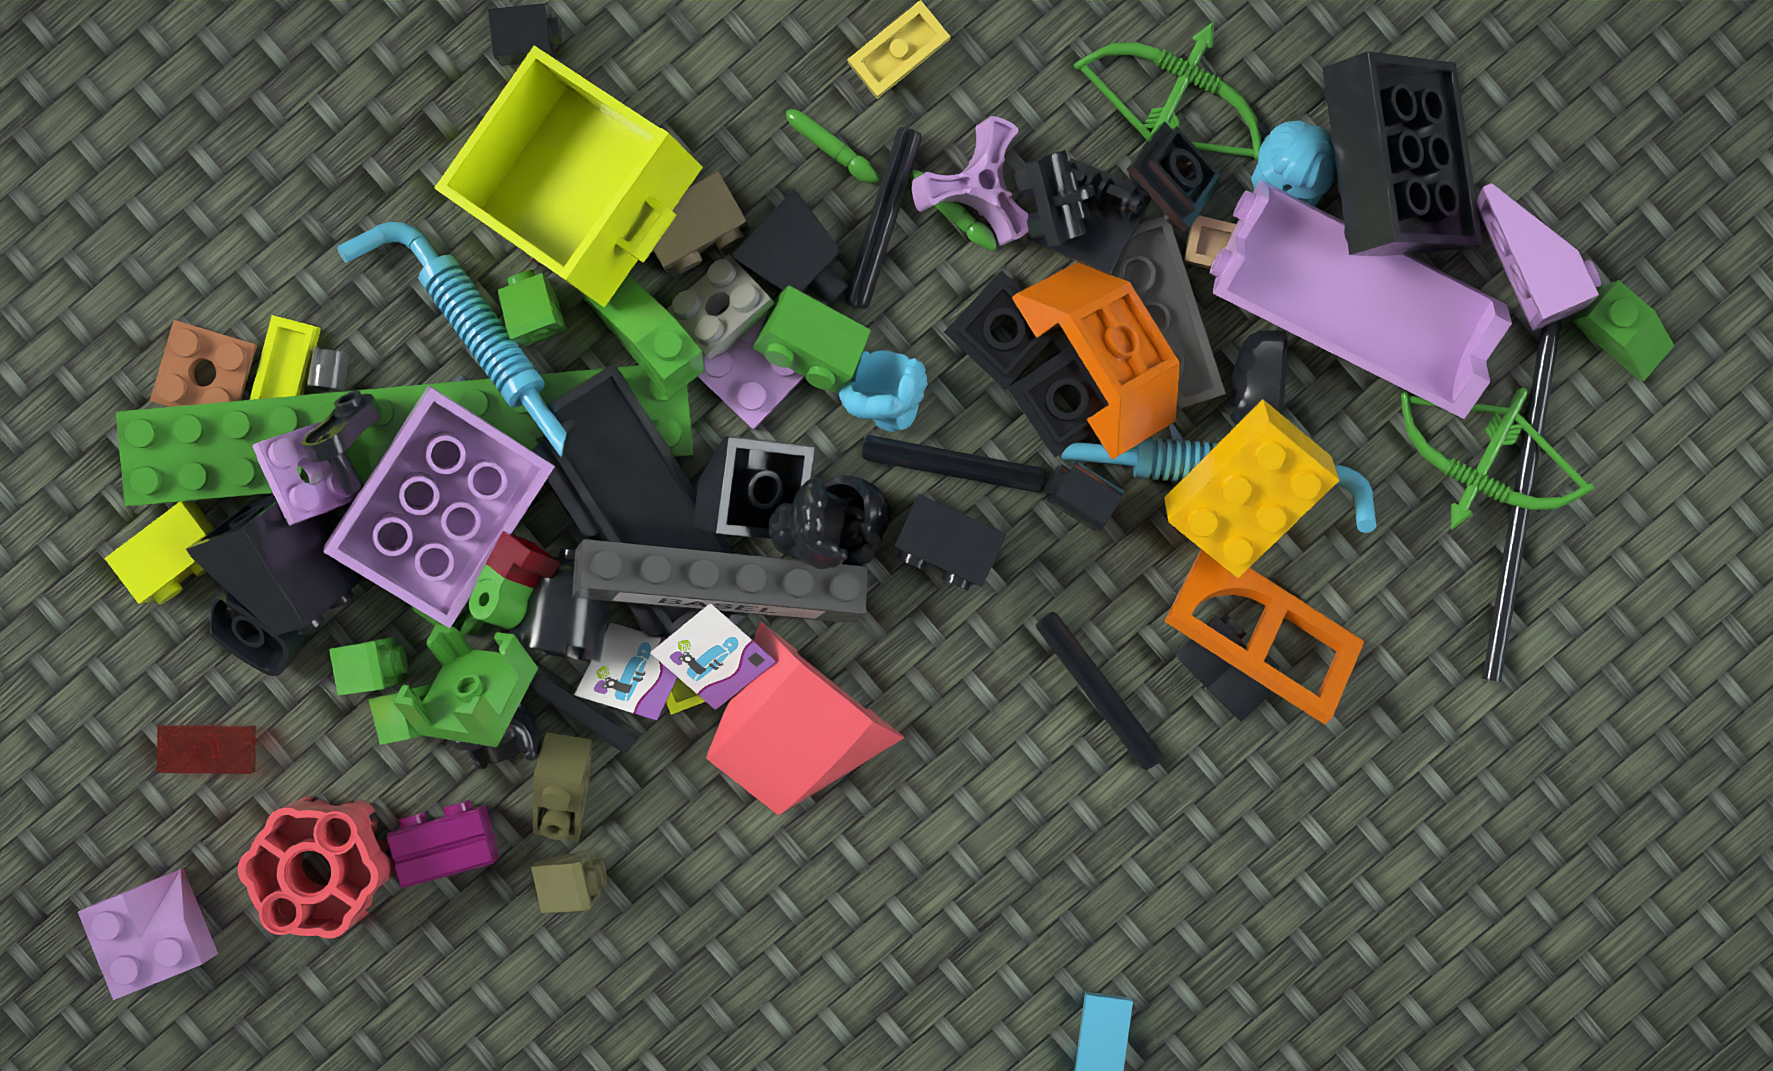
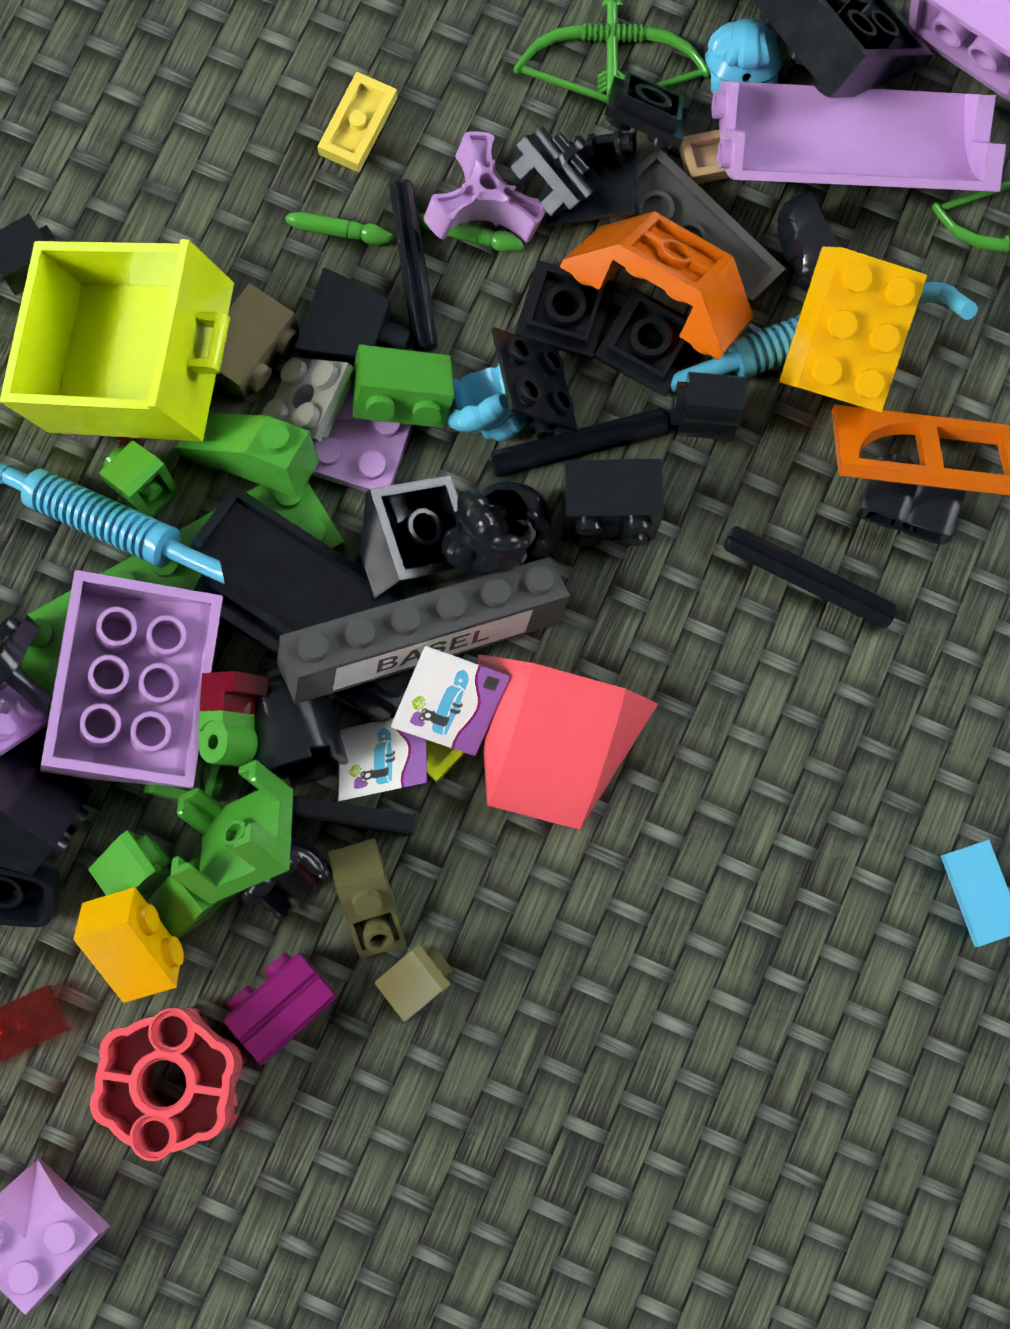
camera: 30 degrees left, 10 degrees down
(334, 734) = (129, 944): none -> yellow brick
(934, 394) = (534, 383): none -> black hinge

